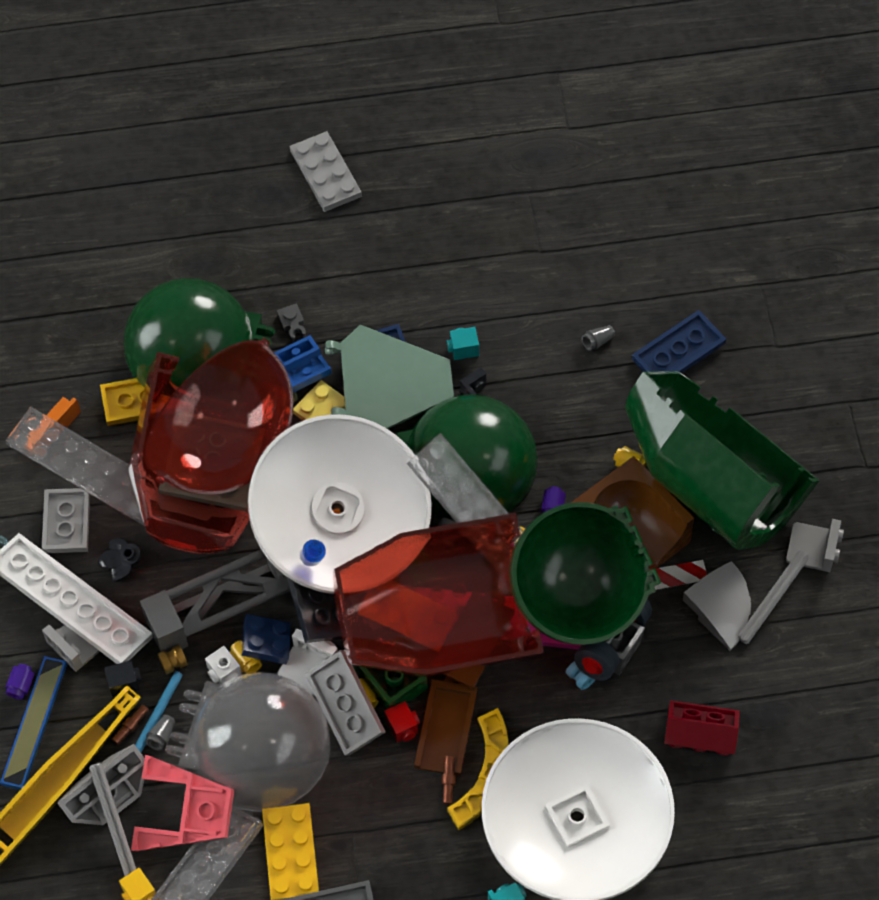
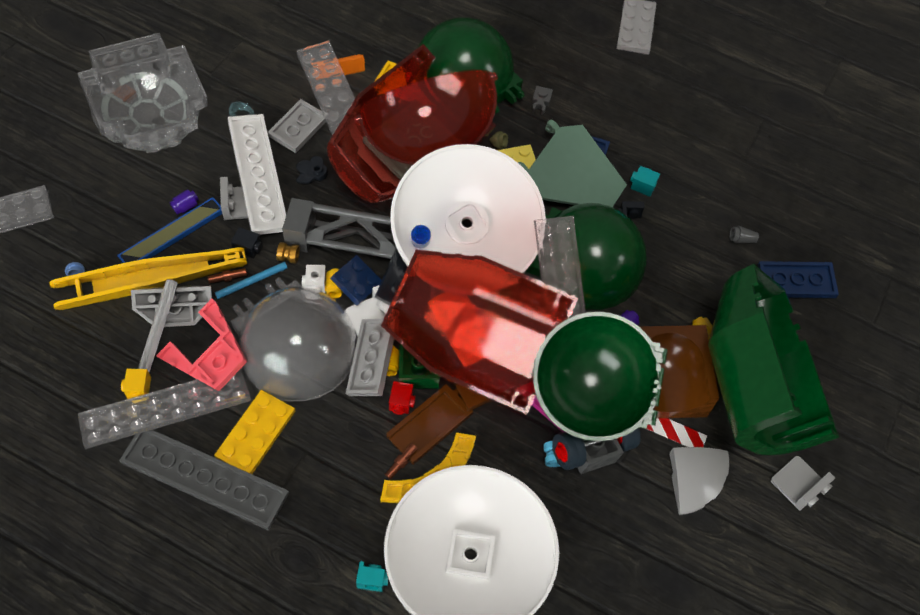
camera: 30 degrees right, 0 degrees up
(159, 735) = (239, 293): dark grey cone -> none
(303, 363) = (525, 125): blue brick -> none
(702, 727) = (613, 556): dark red slope -> none
(773, 597) = (741, 498): light grey axle -> none

